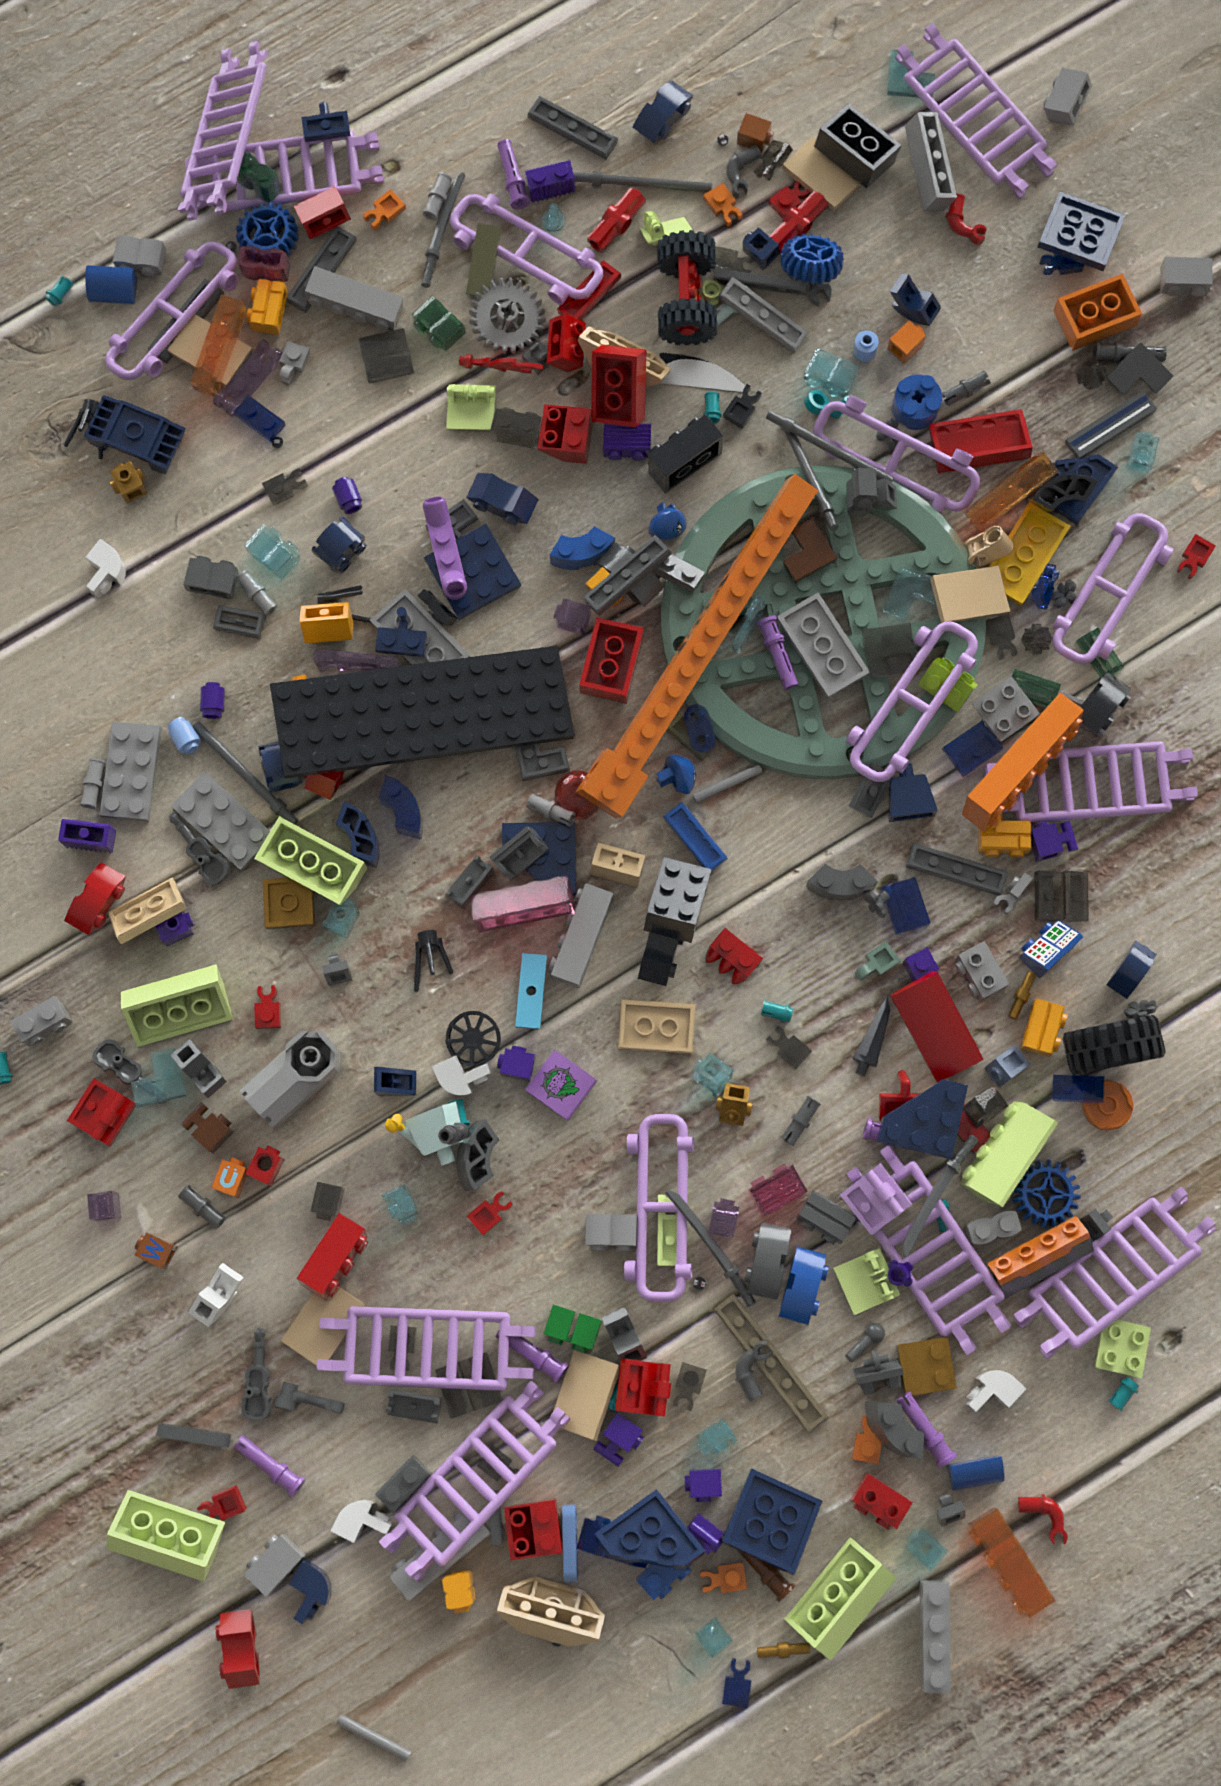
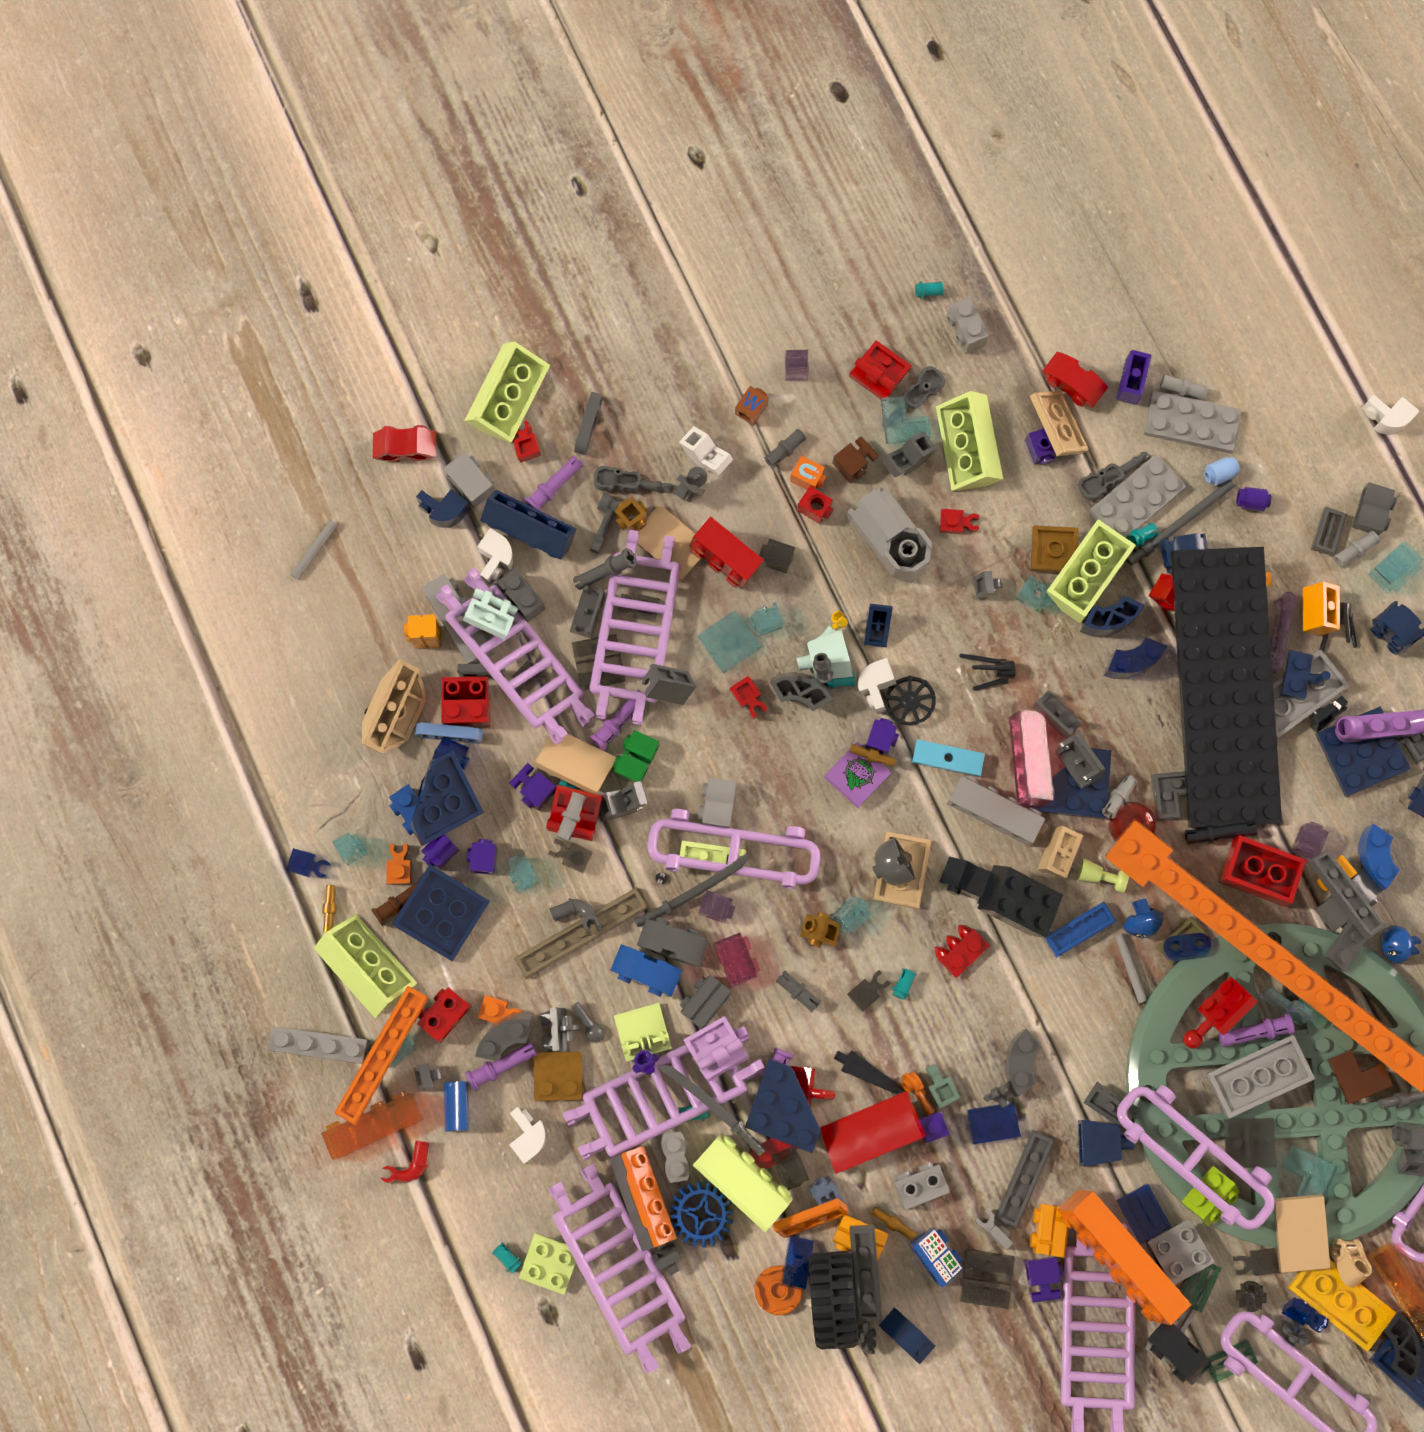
camera: 90 degrees right, 0 degrees up
(255, 1306) = (690, 484): none -> dark grey hips
(266, 815) = (1145, 533): none -> teal pin
(289, 1373) = (628, 508): none -> pearl gold brick
(321, 1488) = (528, 524): none -> dark blue brick
(362, 1382) = (612, 566): none -> dark grey pin
(429, 1242) = (729, 641): none -> clear light blue plate
(438, 1515) = (487, 617): none -> light aqua plate
(487, 1301) = (668, 684): none -> dark grey hinge
(539, 1071) = (872, 755): none -> pearl gold bar
(578, 714) = (1210, 834): none -> black pin
(634, 828) = (1094, 873): none -> yellowish green piece
(651, 1389) = (571, 816): none -> light grey pin
(655, 1035) = (892, 864): none -> dark grey cylinder
(763, 686) = (1221, 1010): none -> red plate
(879, 991) = (913, 1084): none -> orange plate
(937, 1562) = (381, 1055): none -> orange tile
(1033, 1078) = (810, 1218): none -> orange tile
(1077, 1016) = (865, 1273): none -> dark grey tile

